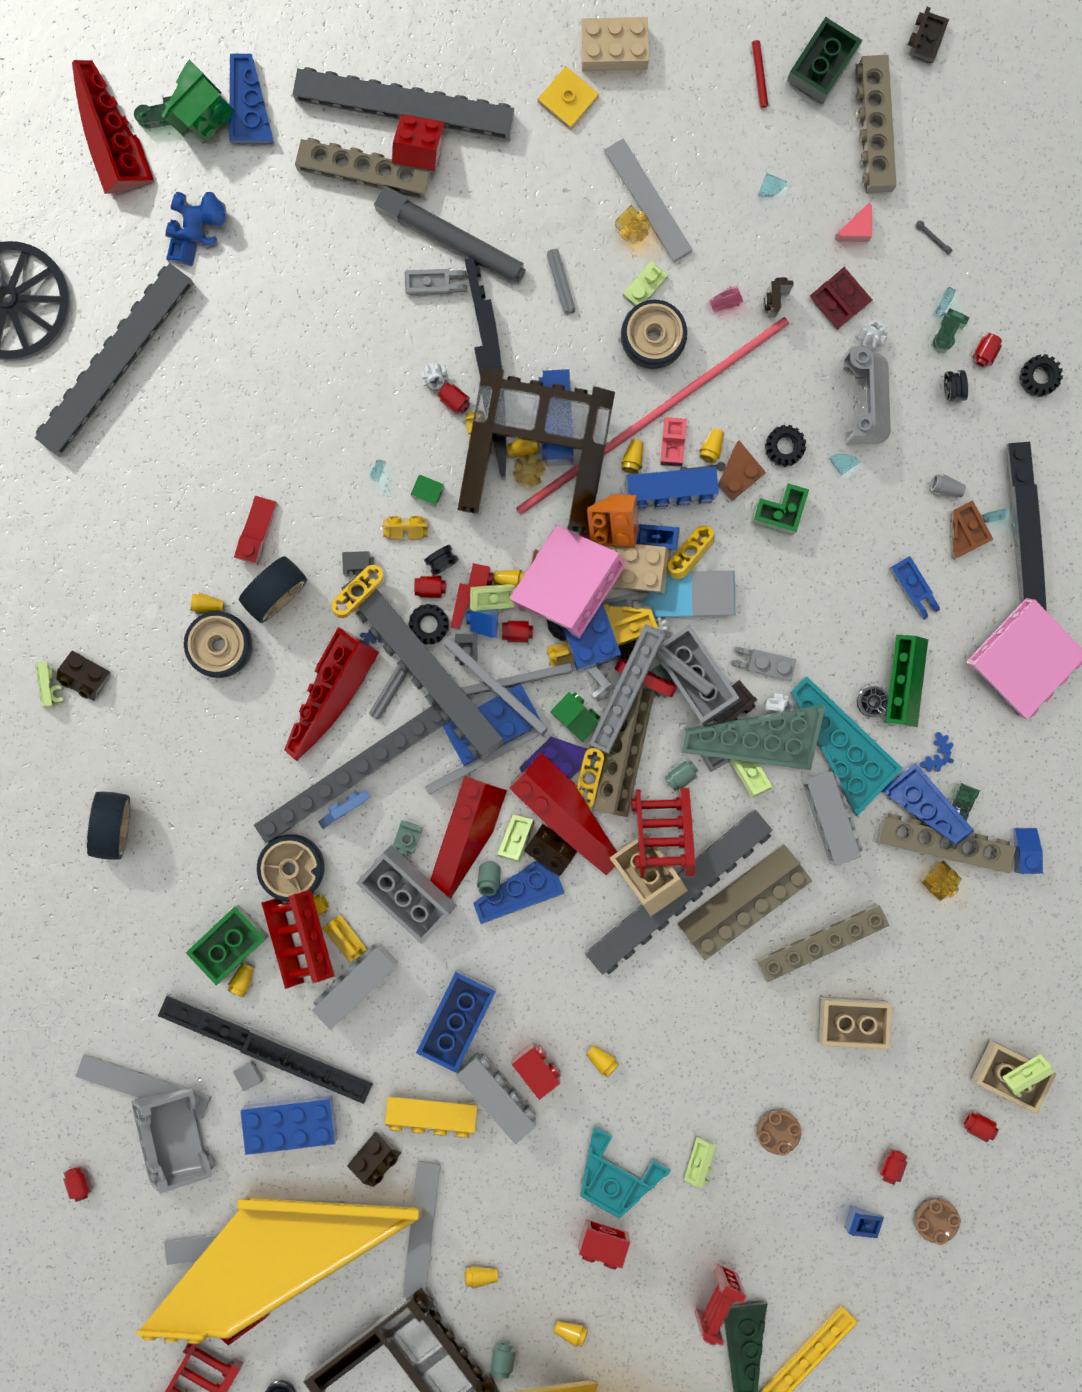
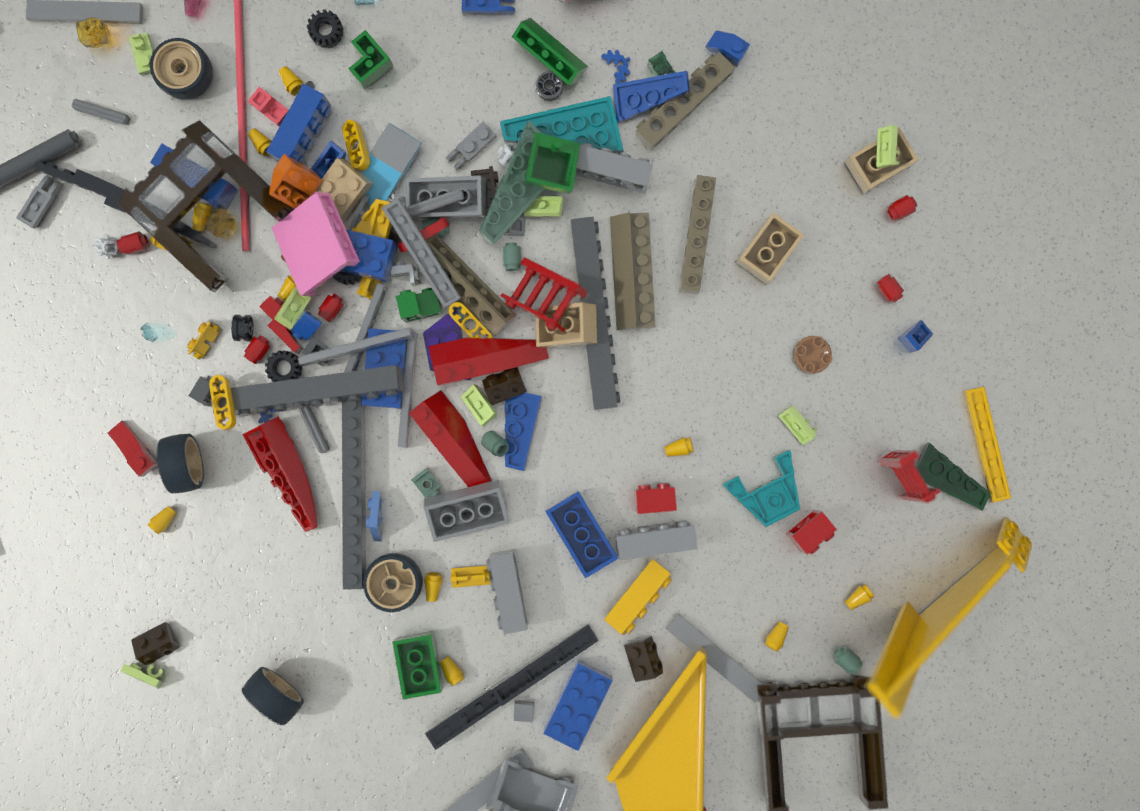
camera: 55 degrees left, 0 degrees up
(200, 642) = (181, 533): tan wheel -> none
(310, 935) = (451, 600): red fence -> none
(427, 490) = (186, 305): green panel -> none
(740, 472) = (323, 73): dark orange wing -> none
(796, 760) = (552, 163): none -> green piece
(937, 1221) = (949, 282): medium nougat dish -> none
(942, 881) = (709, 120): clear yellow brick -> none

